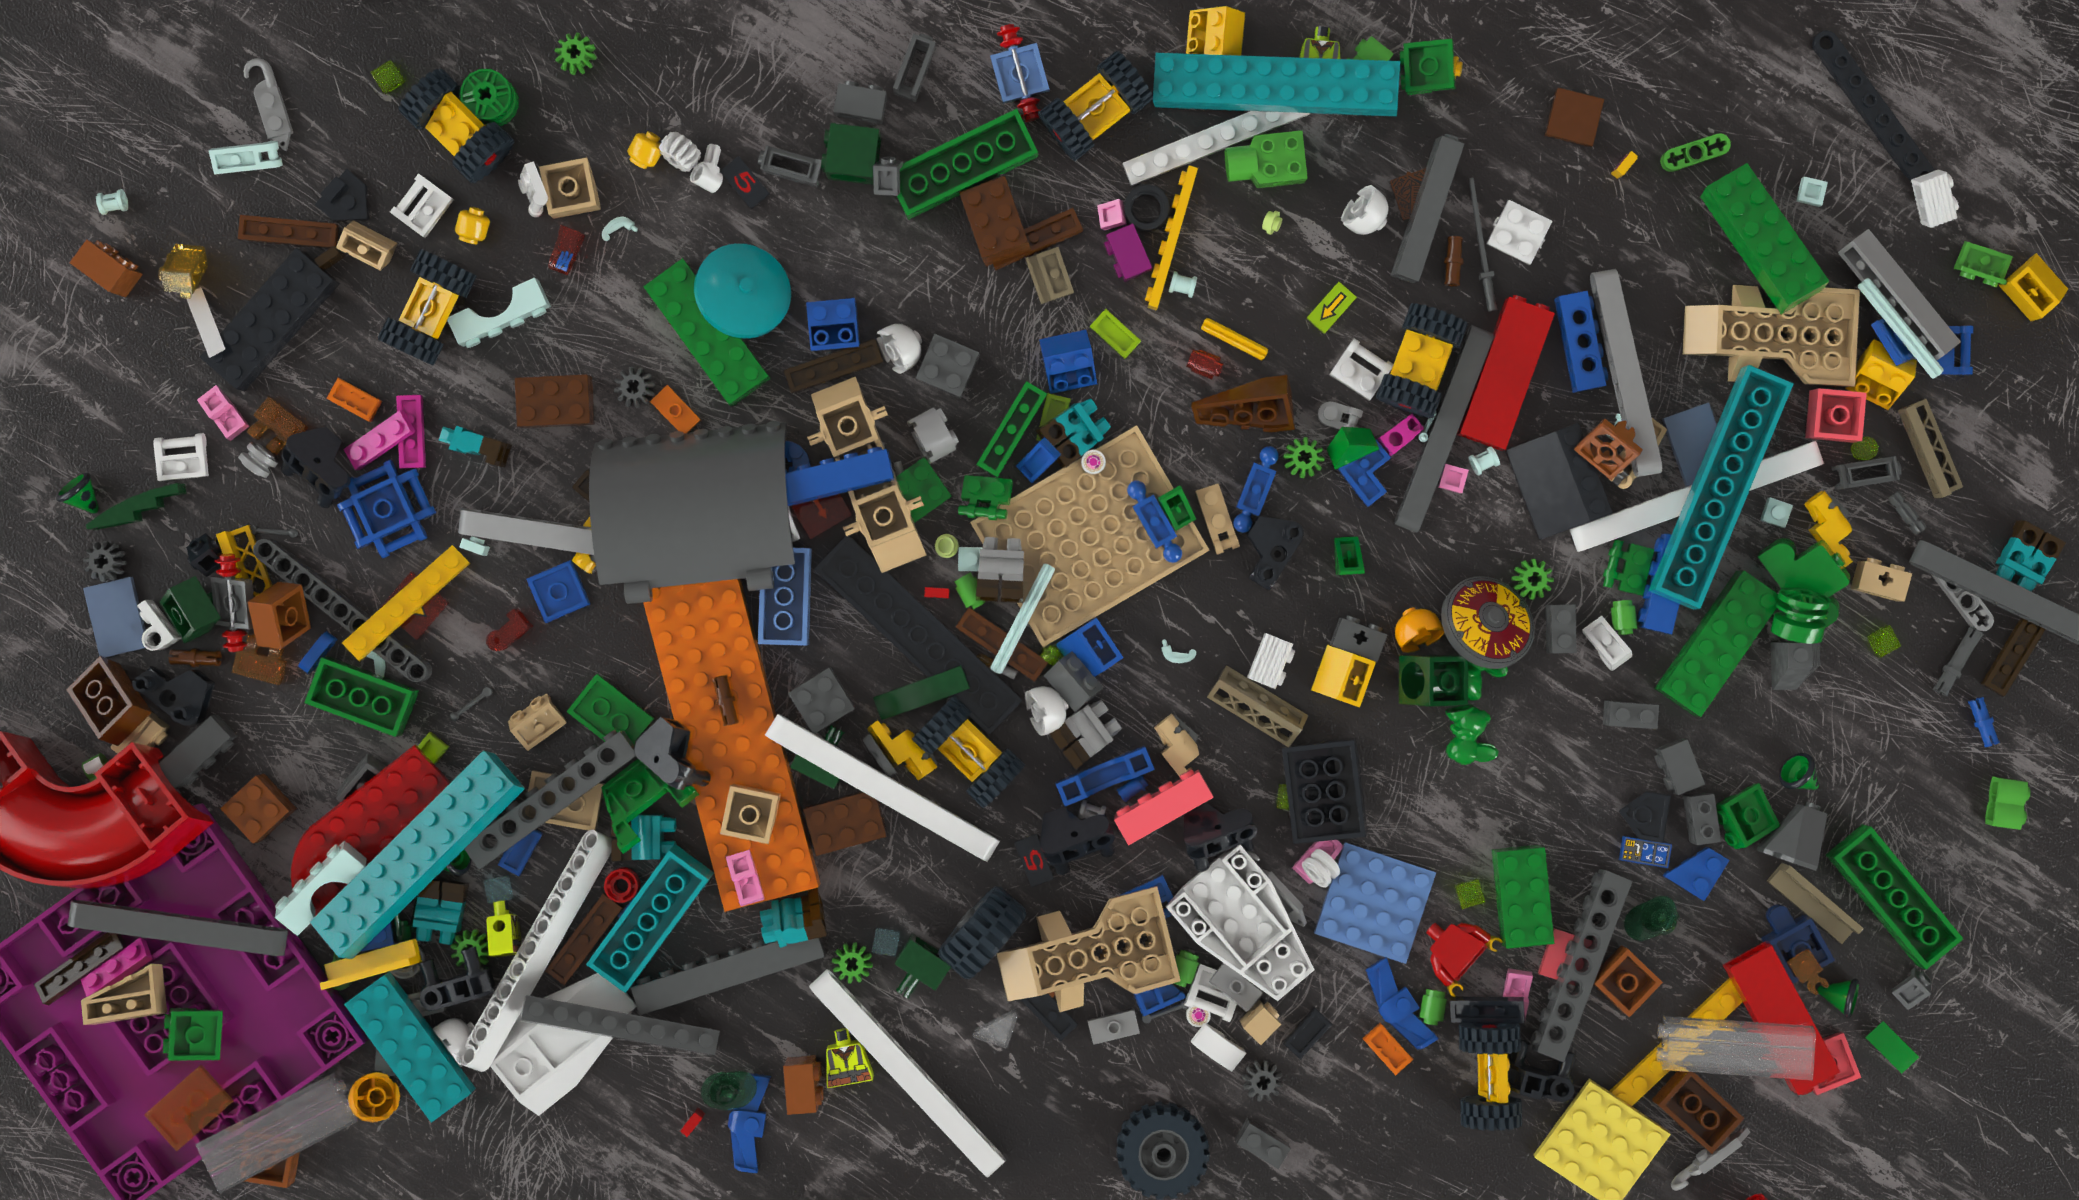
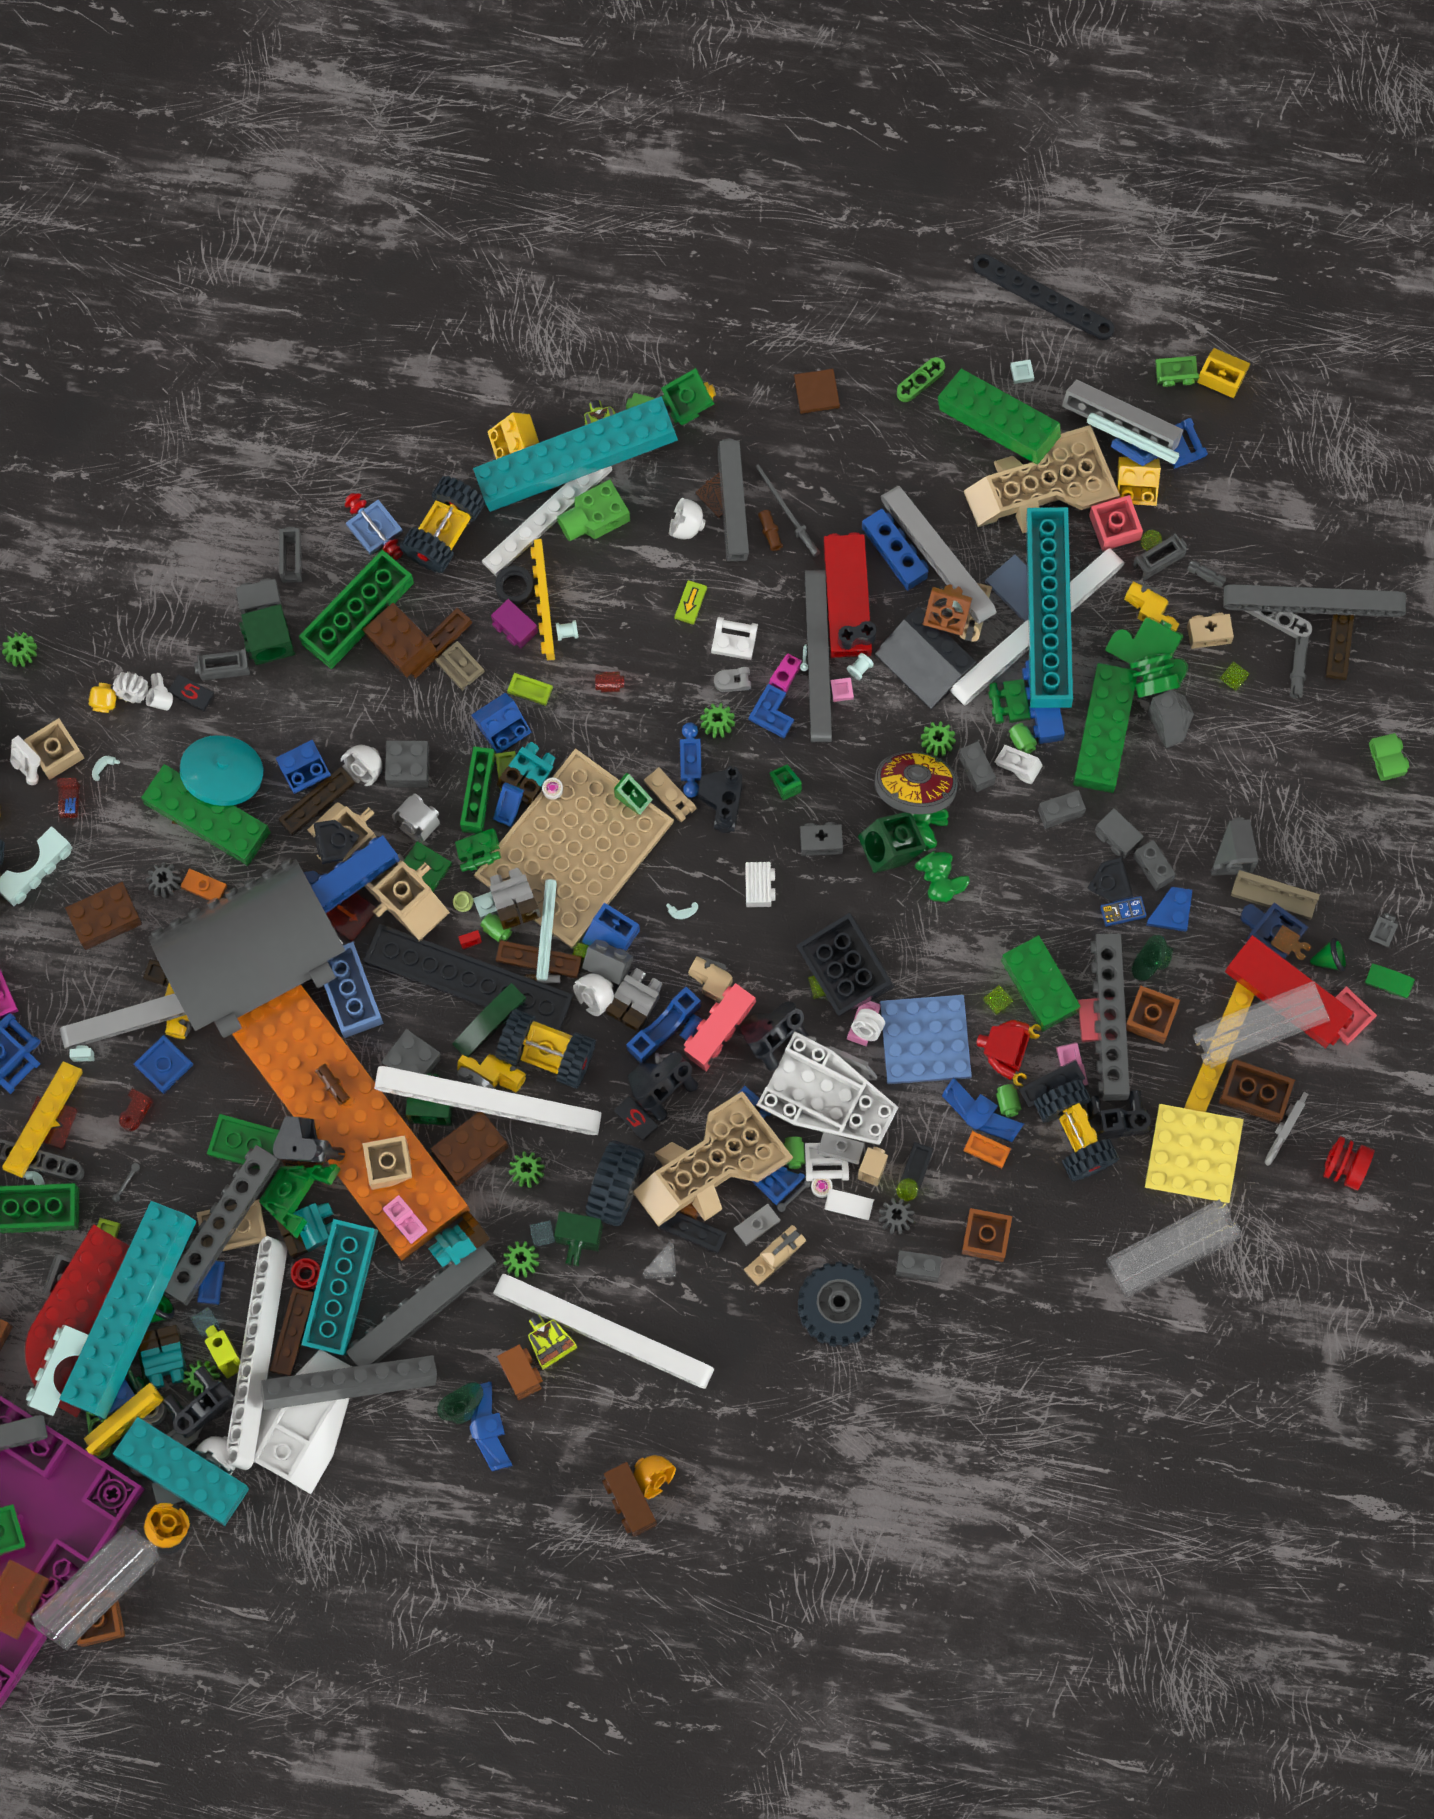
camera: 20 degrees left, 15 degrees down
(466, 441) = (53, 972): hips -> none
(536, 722) = (185, 1173): tan bracket -> none
(692, 1122) = (441, 1444): red tile -> none
(830, 432) = (333, 840): none -> black plate
(887, 176) = (301, 637): dark grey bracket -> none
(901, 862) = (529, 1162): none -> bright green gear
(1111, 214) = (489, 601): bright pink plate -> none
(1118, 1069) = (775, 1255): none -> tan plate
(1154, 521) = (620, 813): blue plate -> none
(1234, 339) = (625, 655): yellow axle -> none
(1257, 404) = (661, 697): reddish brown wedge -> none
(1260, 703) = (762, 918): dark tan fence -> none
(1272, 222) = (616, 557): yellowish green plate -> none
(1286, 1056) = (907, 1189): none -> clear neon green tile
(1343, 676) = (821, 871): yellow slope -> none
(1347, 1142) = (986, 1235): none -> dark orange brick
(1351, 445) = (749, 695): green slope -> none
(1416, 628) = (864, 810): light orange cylinder -> none
(1421, 360) = (776, 609): plate -> none
(1496, 430) = (857, 635): none -> black axle
(1519, 232) = (811, 489): white plate -> none
(1624, 165) = (870, 408): yellow tile -> none
(1746, 817) = (1189, 850): green plate -> none
(1776, 512) = (1106, 614): light aqua plate -> none
(1799, 772) = (1216, 800): green hat -> none
(1894, 896) = (1333, 862): green brick -> none
(1925, 450) = (1199, 523): dark tan fence -> none
(1935, 198) = (1116, 338): white brick -> none
(1984, 722) = (1341, 704): blue pin -> none
(2029, 555) = (1312, 572): teal hips -> none

